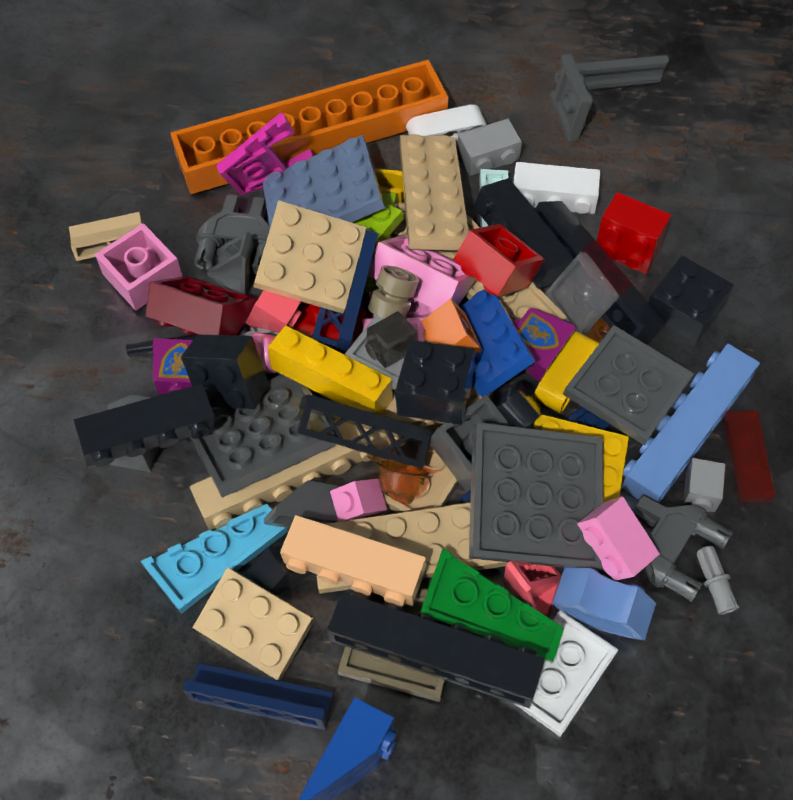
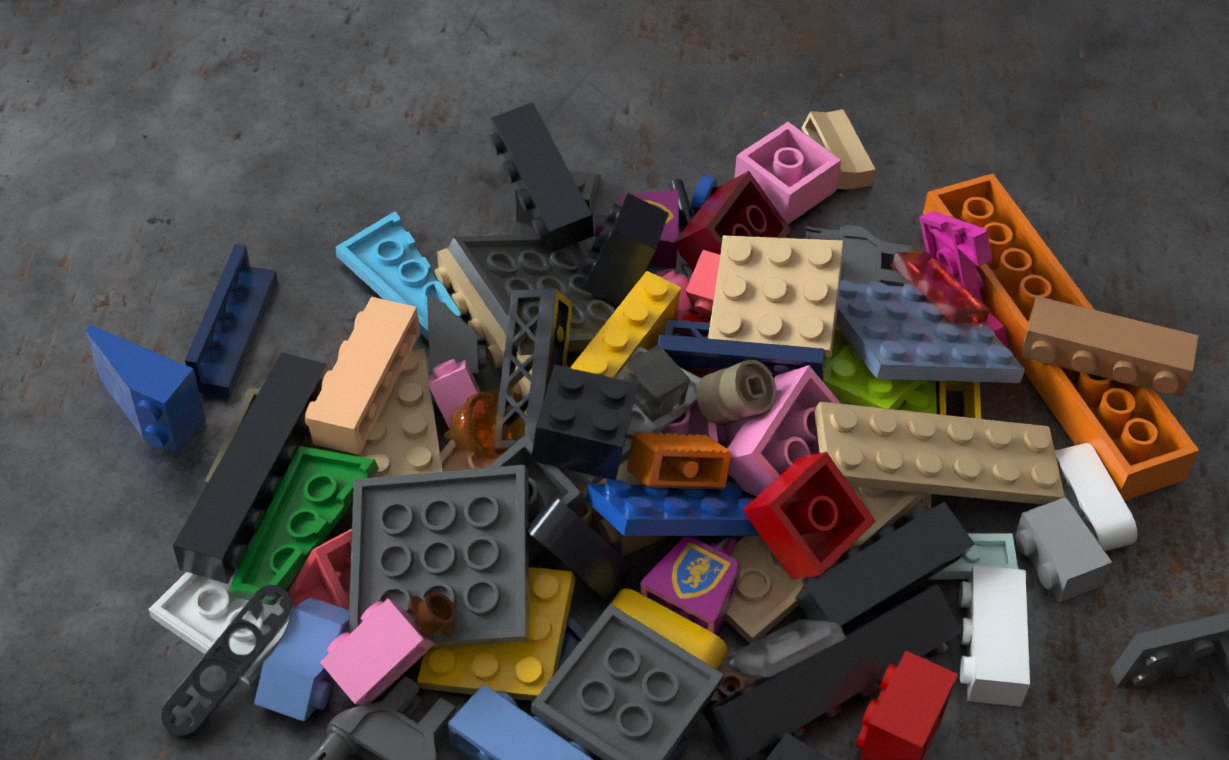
camera: 85 degrees right, 10 degrees down
(148, 326) = (702, 192): none -> blue tile
(254, 623) = (315, 312): tan plate -> none
(278, 176) = (940, 287): none -> clear red tile
(351, 85) = (1110, 346): none -> medium nougat brick
(593, 494) = (433, 614): none -> reddish brown plate
(614, 661) = (232, 663): none -> black beam

